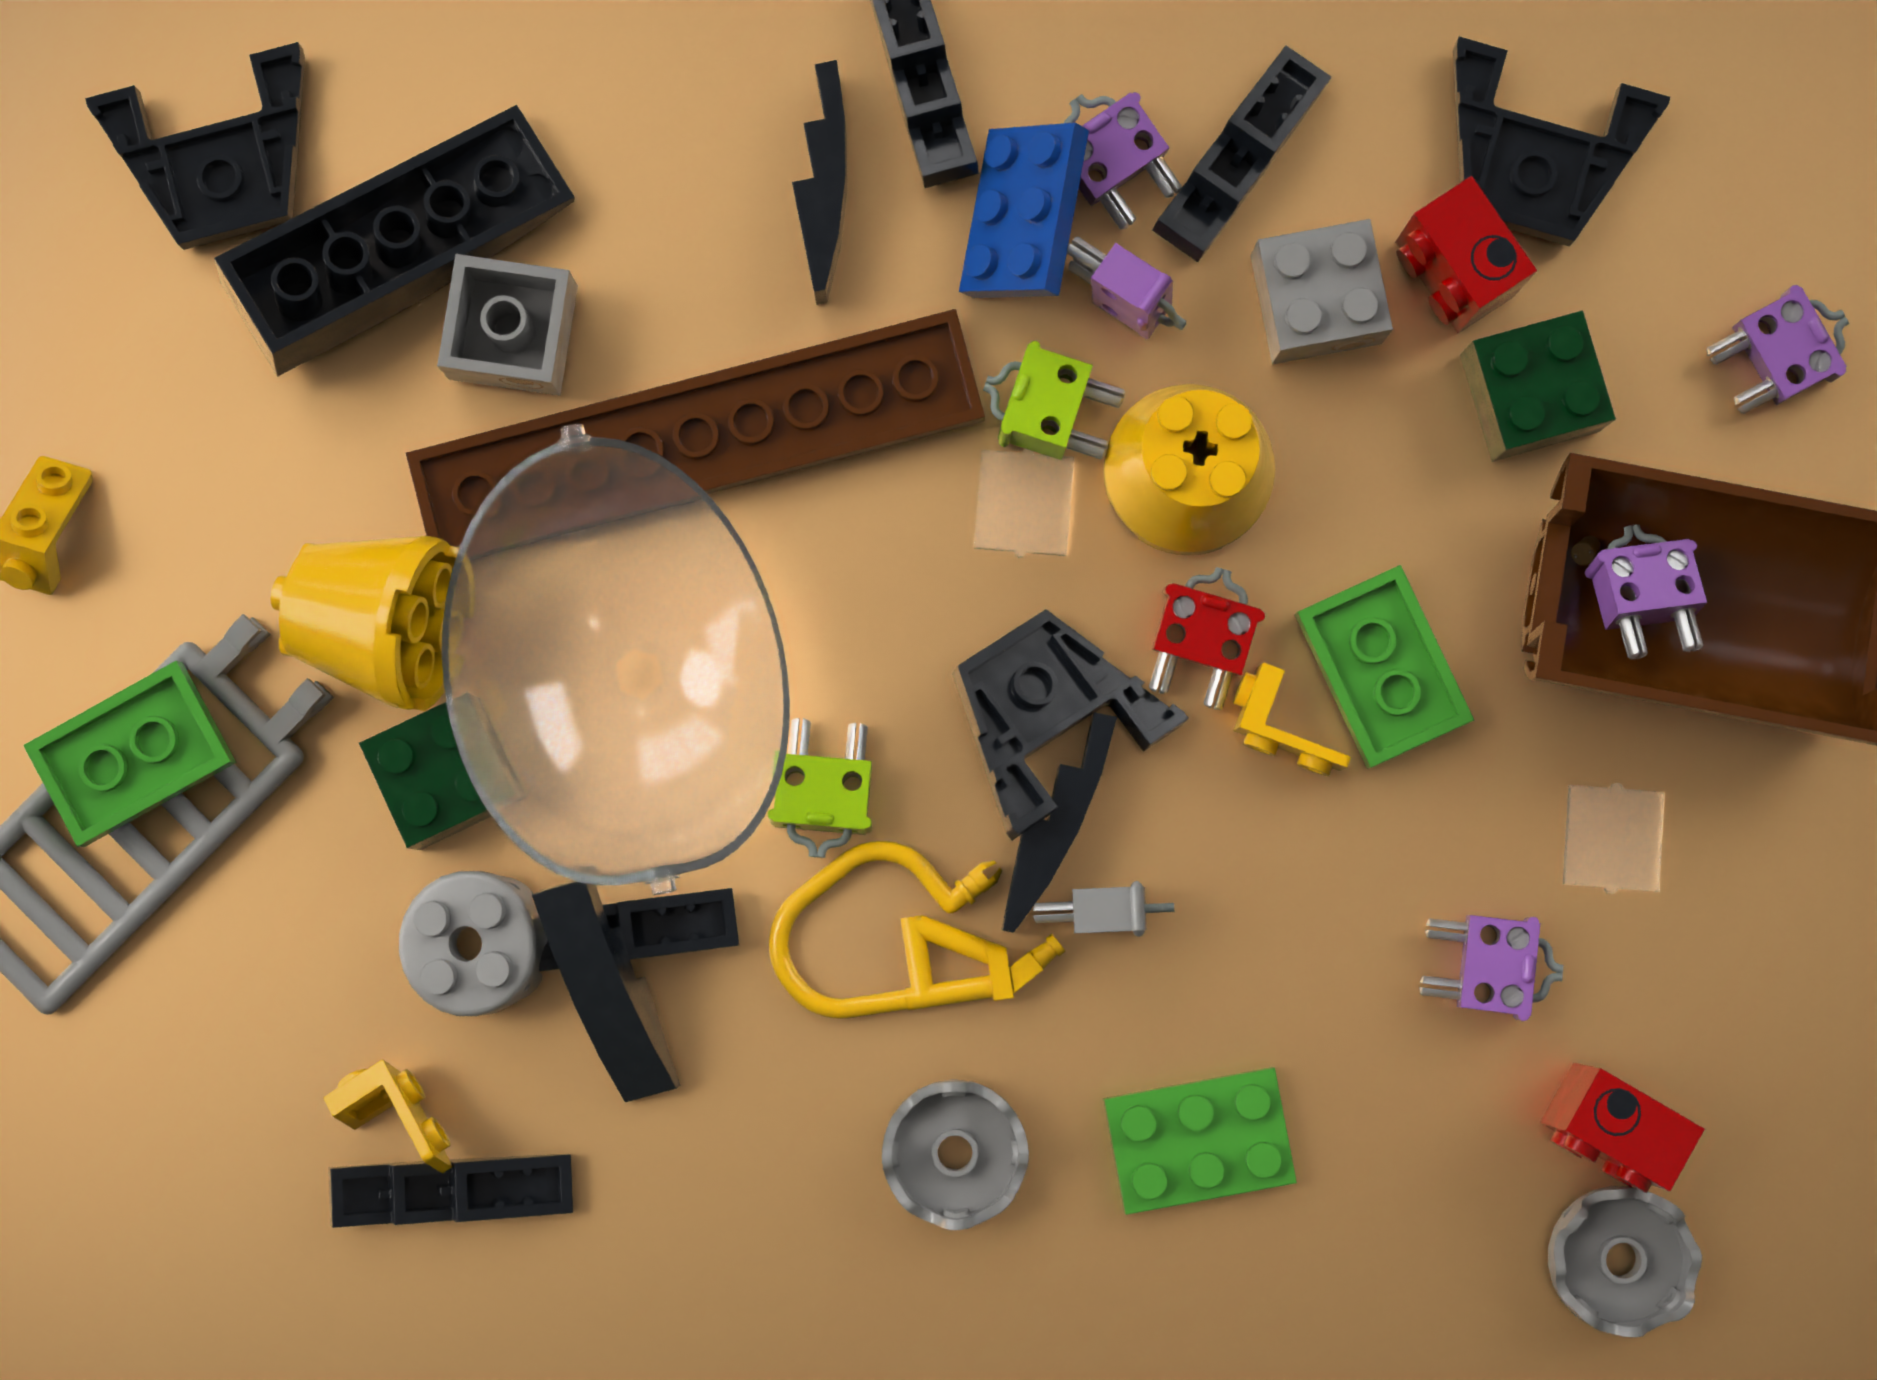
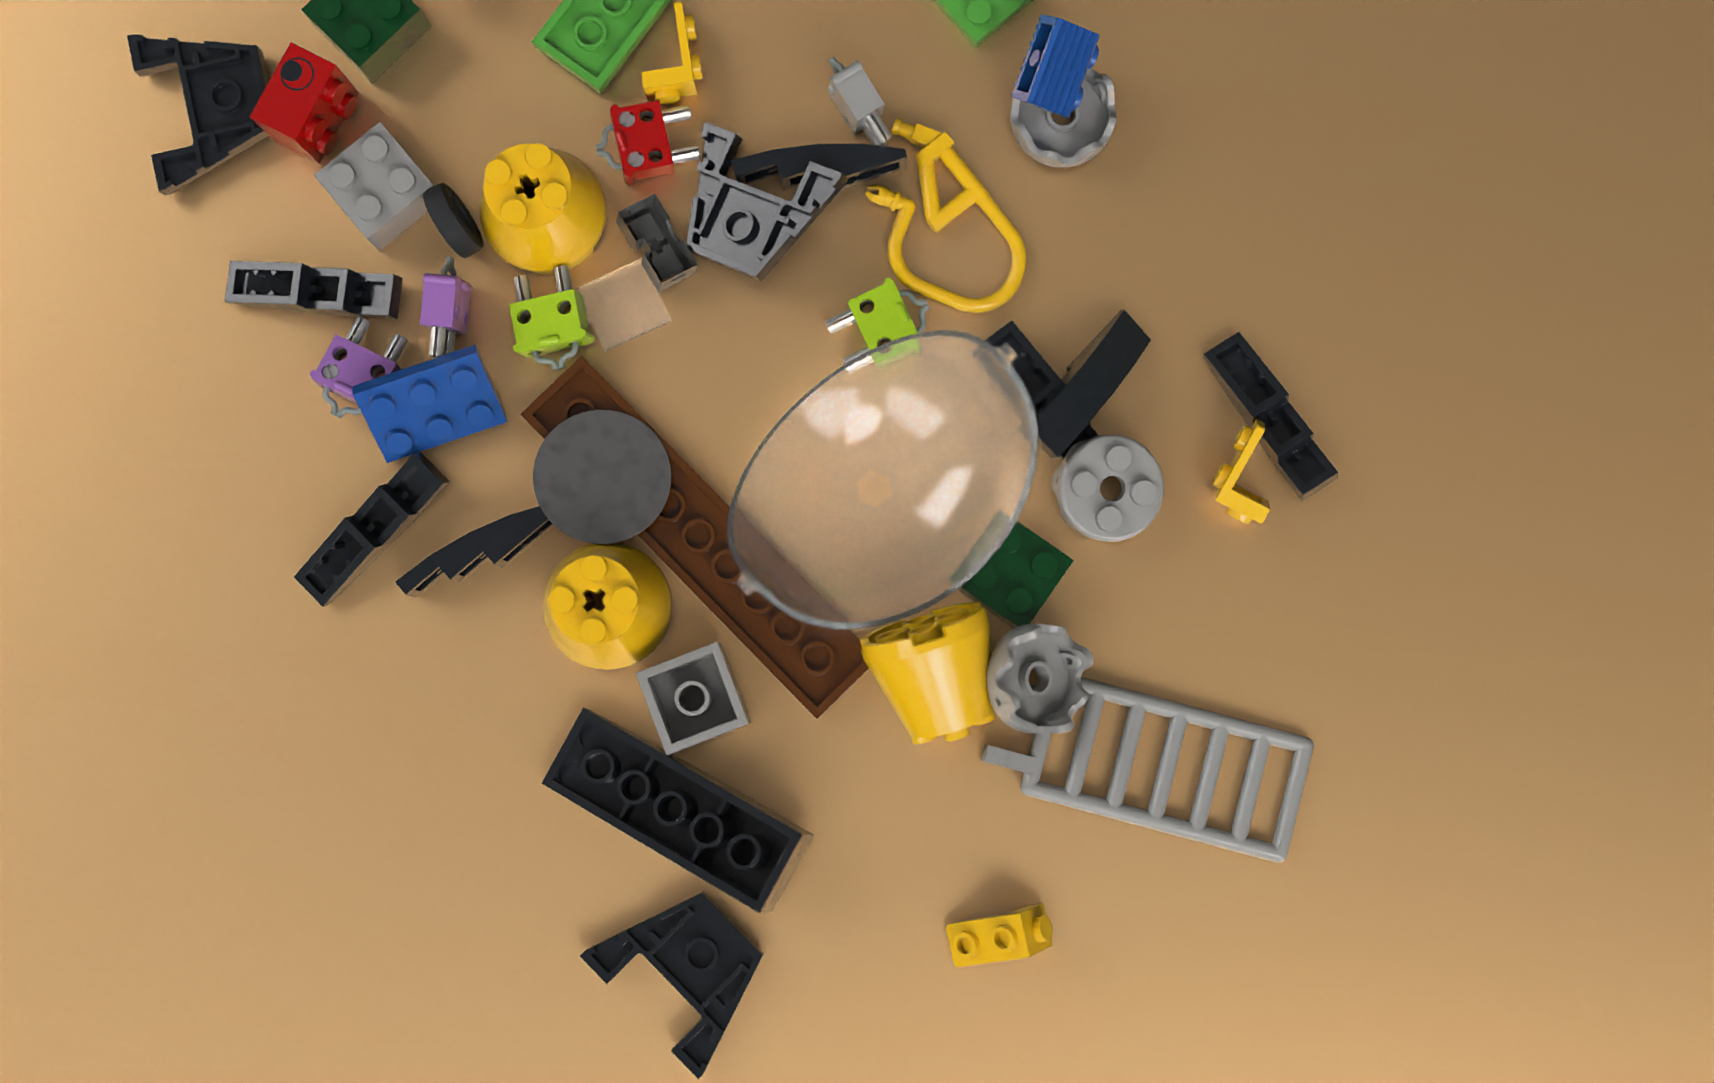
camera: 115 degrees left, 0 degrees up
(129, 754) = (1117, 780): bright green plate -> none
(268, 743) = (1059, 672): none -> light grey plate
(683, 320) = (634, 613): none -> yellow cone
(825, 360) = (602, 476): none -> flat silver sticker
(1004, 1168) = (1056, 66): none -> blue brick
(1072, 583) = (663, 251): none -> dark grey piece
(1228, 353) = (453, 220): none -> black tyre

